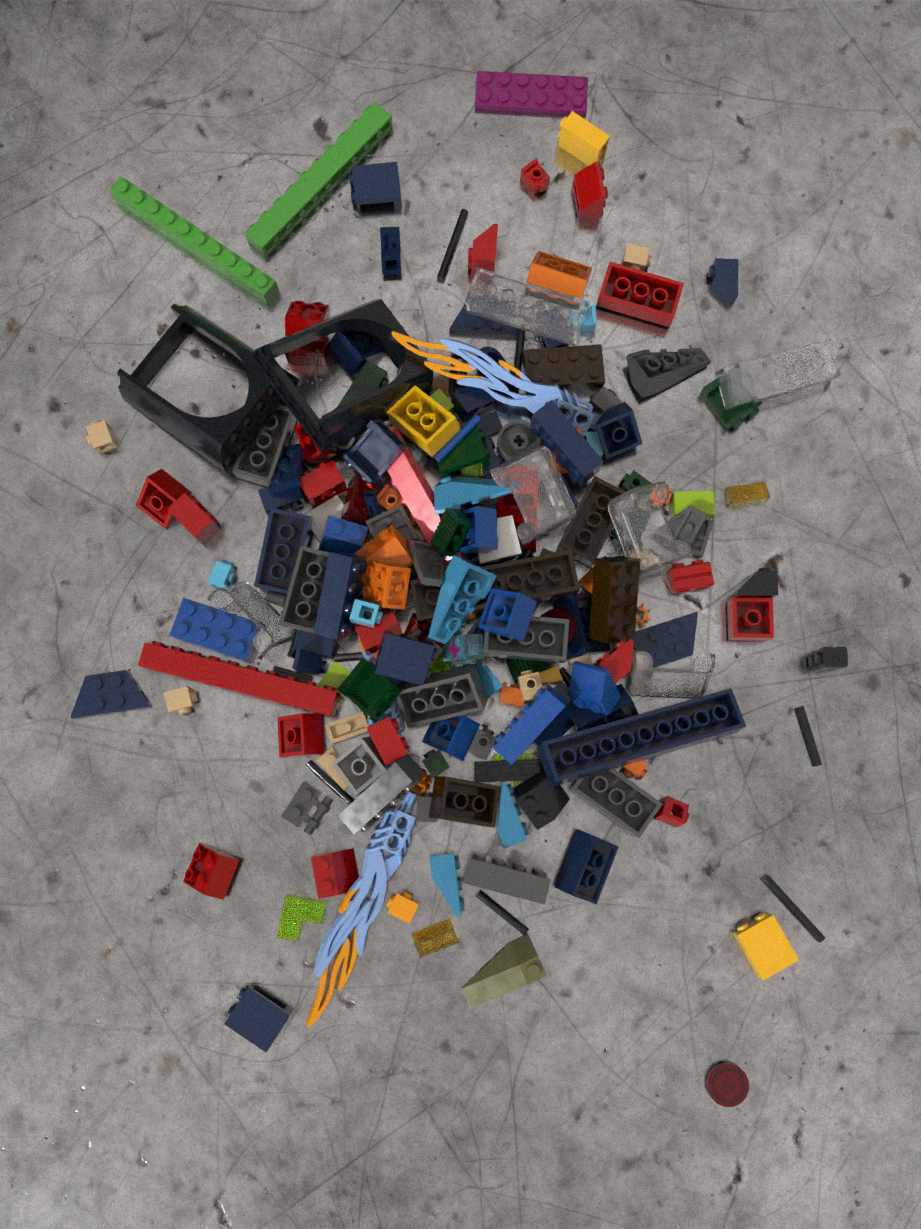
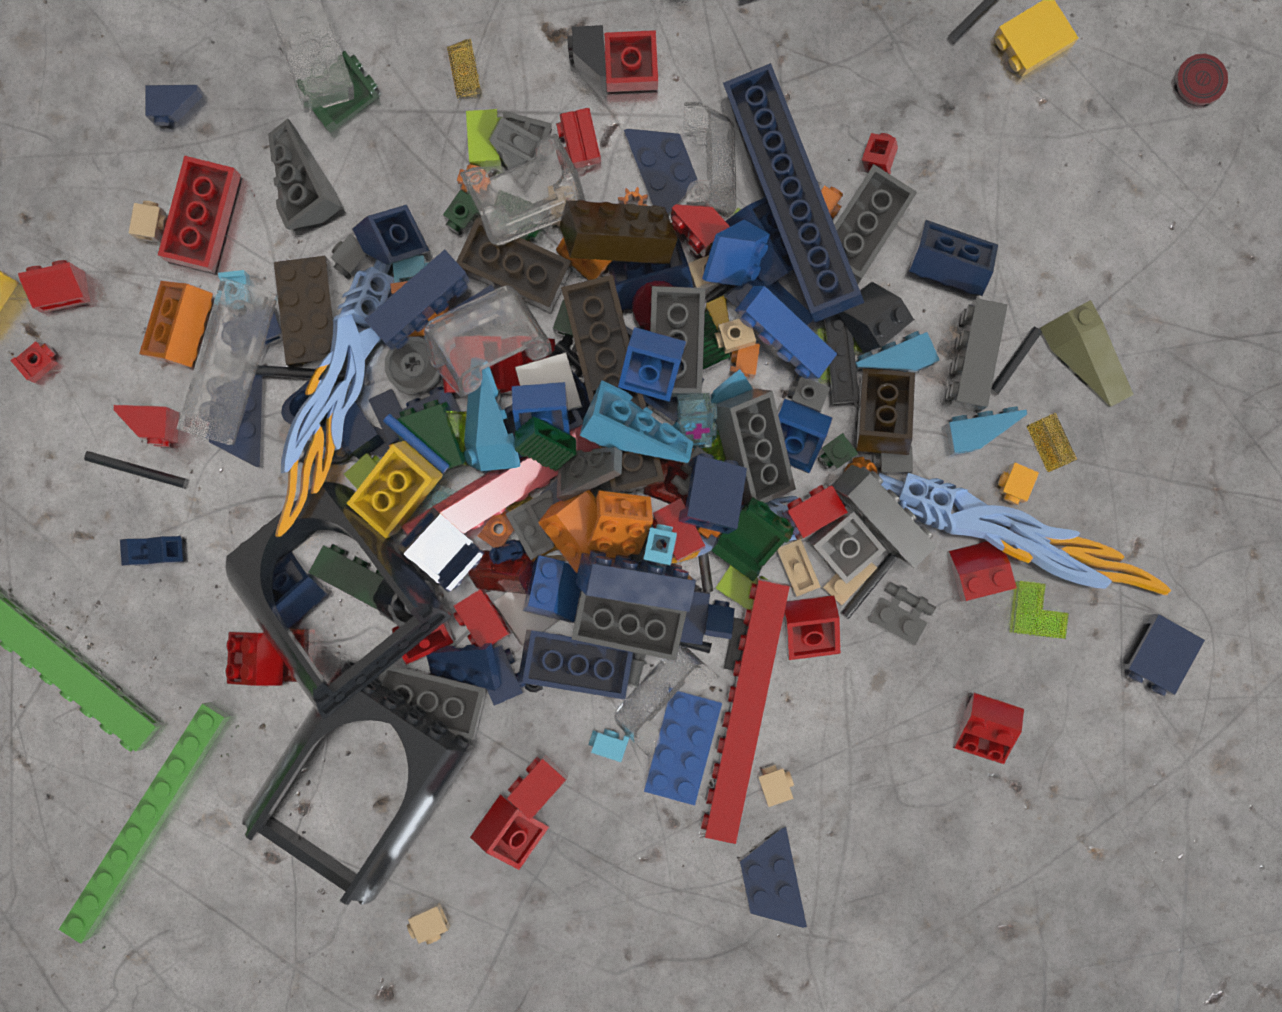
camera: 90 degrees left, 5 degrees up
(375, 184) = (54, 578): dark blue panel -> none

